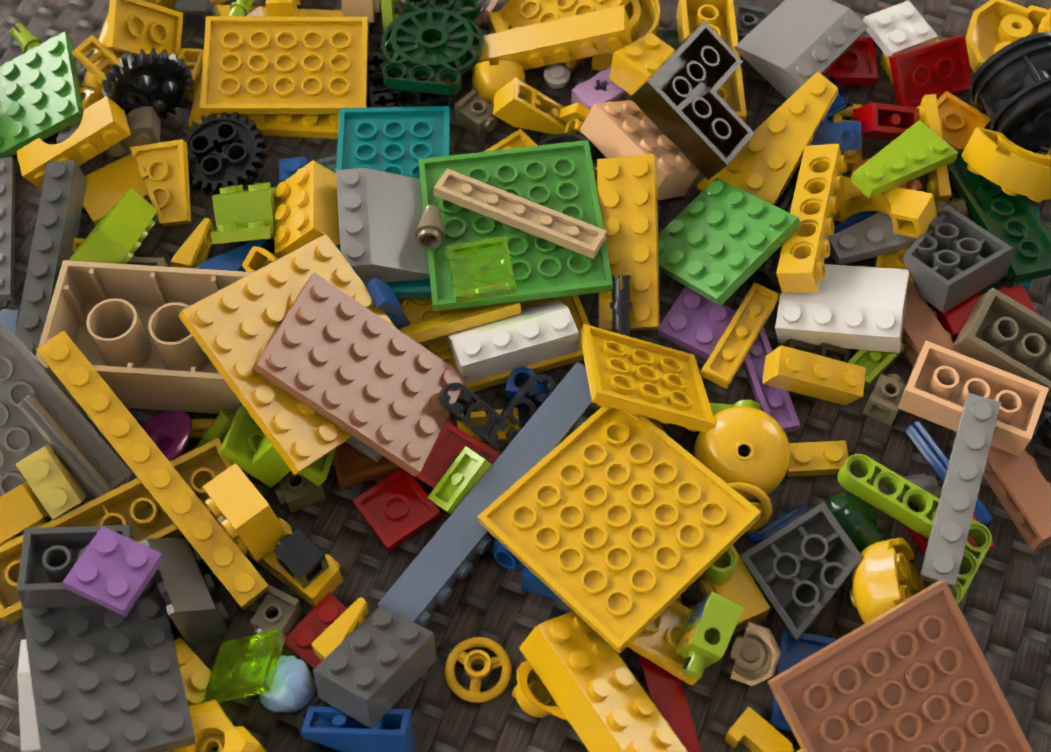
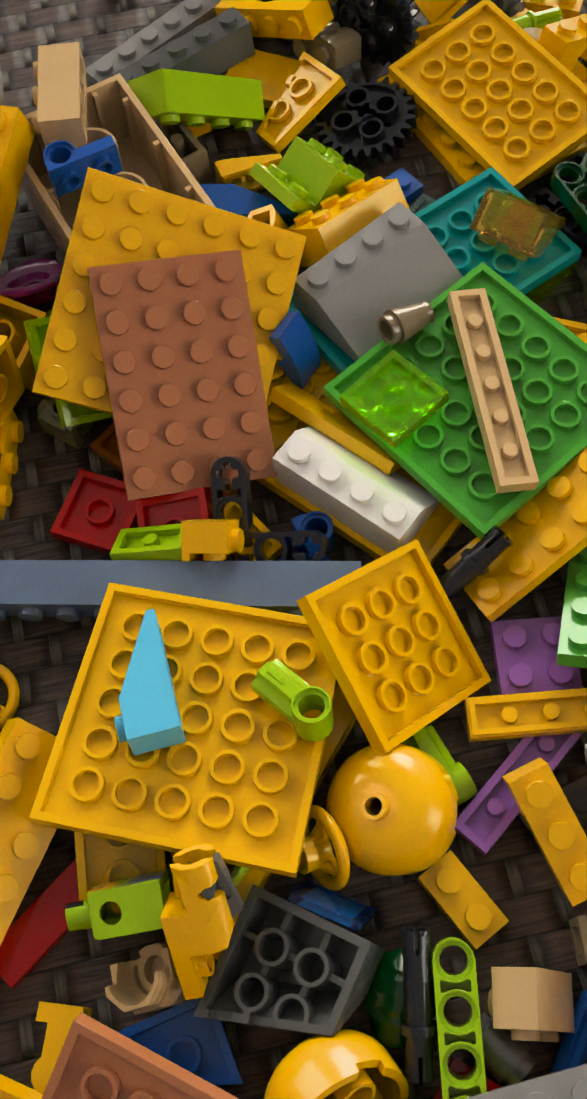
camera: 60 degrees right, 5 degrees up
(56, 304) = (60, 94): none -> tan brick
(137, 328) = (69, 165): none -> blue plate
(404, 123) = (515, 223): none -> clear yellow slope
(491, 437) = (211, 538): none -> yellow brick
(591, 526) = (148, 696): none -> medium azure slope
(651, 445) = (293, 698): none -> lime piece
(747, 583) = (199, 915): none -> yellow plate
(879, 515) = (418, 1017): none -> black pin
(901, 452) = (531, 1002): none -> tan brick

